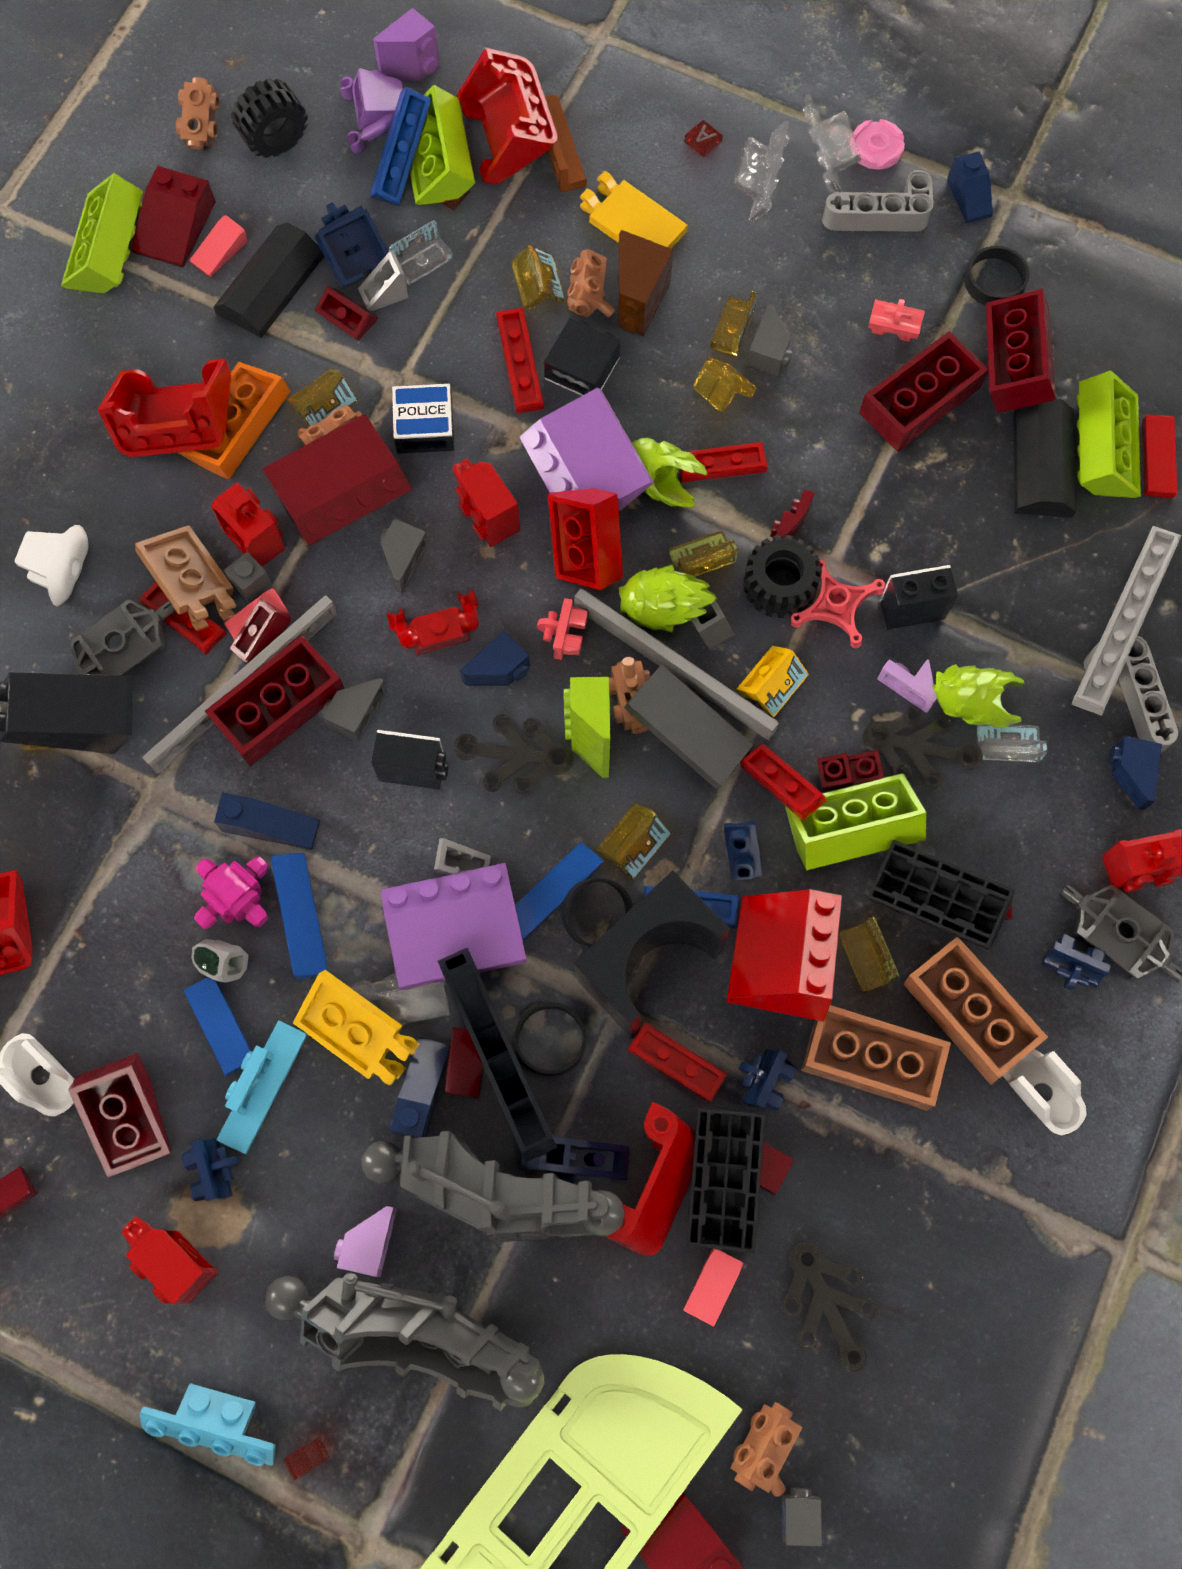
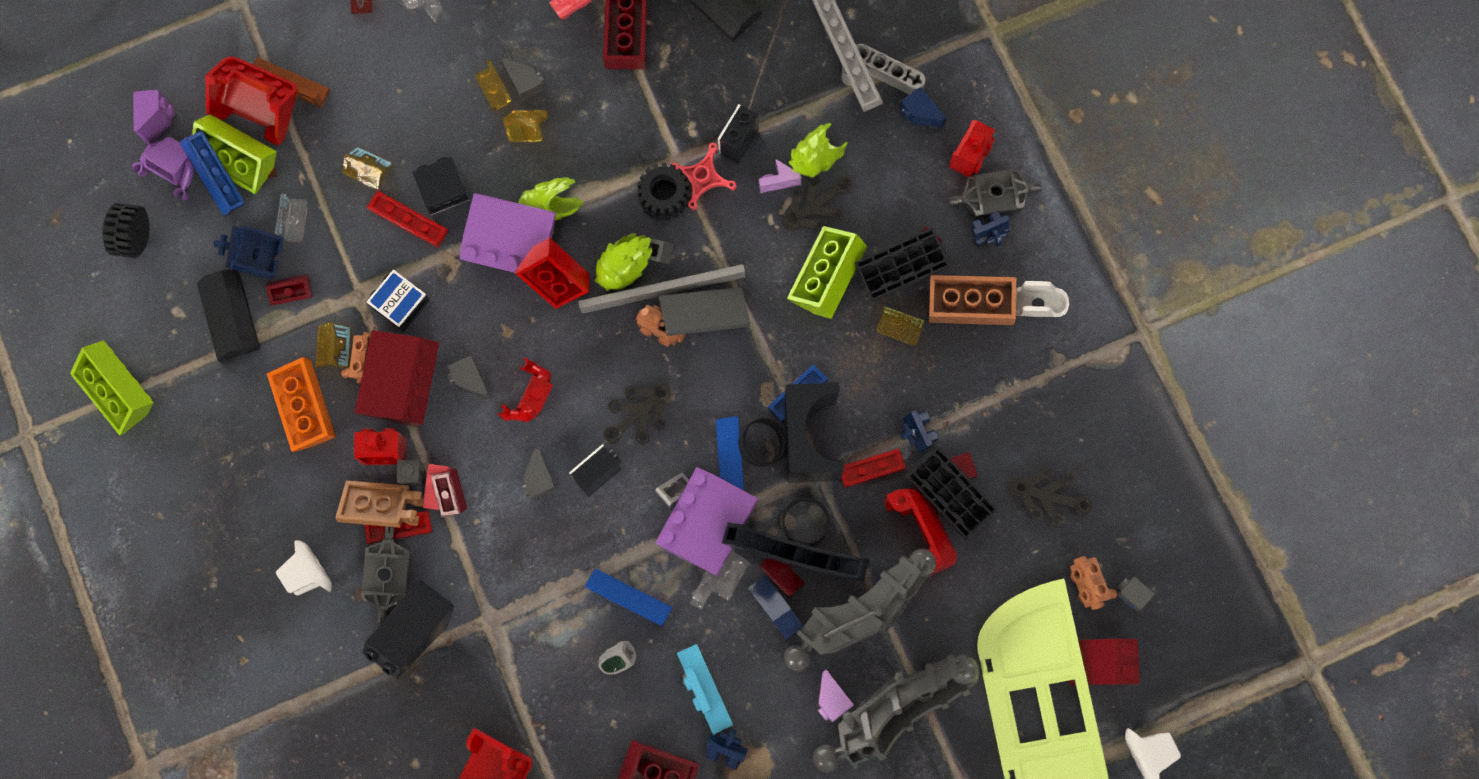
camera: 45 degrees left, 5 degrees up
(167, 418) = (269, 436): red windscreen -> none
(172, 216) = (135, 337): dark red slope -> none
(198, 104) = (76, 262): nougat brick -> none
(198, 722) = (470, 526): light grey tile -> none
(218, 1024) = (652, 686): blue tile -> none
(219, 246) = (179, 326): coral slope -> none
(231, 892) = (586, 623): dark pink piece -> none
(265, 821) = (561, 574): dark blue slope -> none
(275, 700) = (497, 514): dark red brick -> none
(354, 1029) = (716, 616): yellow tile -> none
(384, 284) = (293, 254): light grey slope -> none
(486, 501) = (481, 308): red hinge -> none
(497, 664) = (580, 380): dark blue slope -> none
(569, 617) = (587, 320): coral hips -> none
(582, 1159) = (881, 555): dark blue slope -> none
(587, 285) = (398, 144): nougat brick -> none
(589, 721) = (664, 360): lime slope -> none
(632, 212) = (377, 84): yellow tile -> none
(634, 840) = (738, 391): clear yellow panel -> none
(642, 280) = (421, 113): reddish brown slope -> none
(704, 554) = (612, 220): clear yellow panel -> none
(713, 1286) = (995, 544): coral slope -> none
(728, 462) = (571, 159): red tile -> none
(743, 850) = (794, 341): dark blue hips -> none
(774, 679) = (715, 245): yellow panel -> none
(783, 781) = (775, 289): red tile -> none
(786, 953) = (866, 365): red slope -> none
(793, 520) = (636, 161): dark red slope -> none
(847, 771) = (797, 250): dark red slope -> none
(877, 1057) = (953, 368): nougat brick -> none
(1011, 743) = (855, 156): clear panel -> none

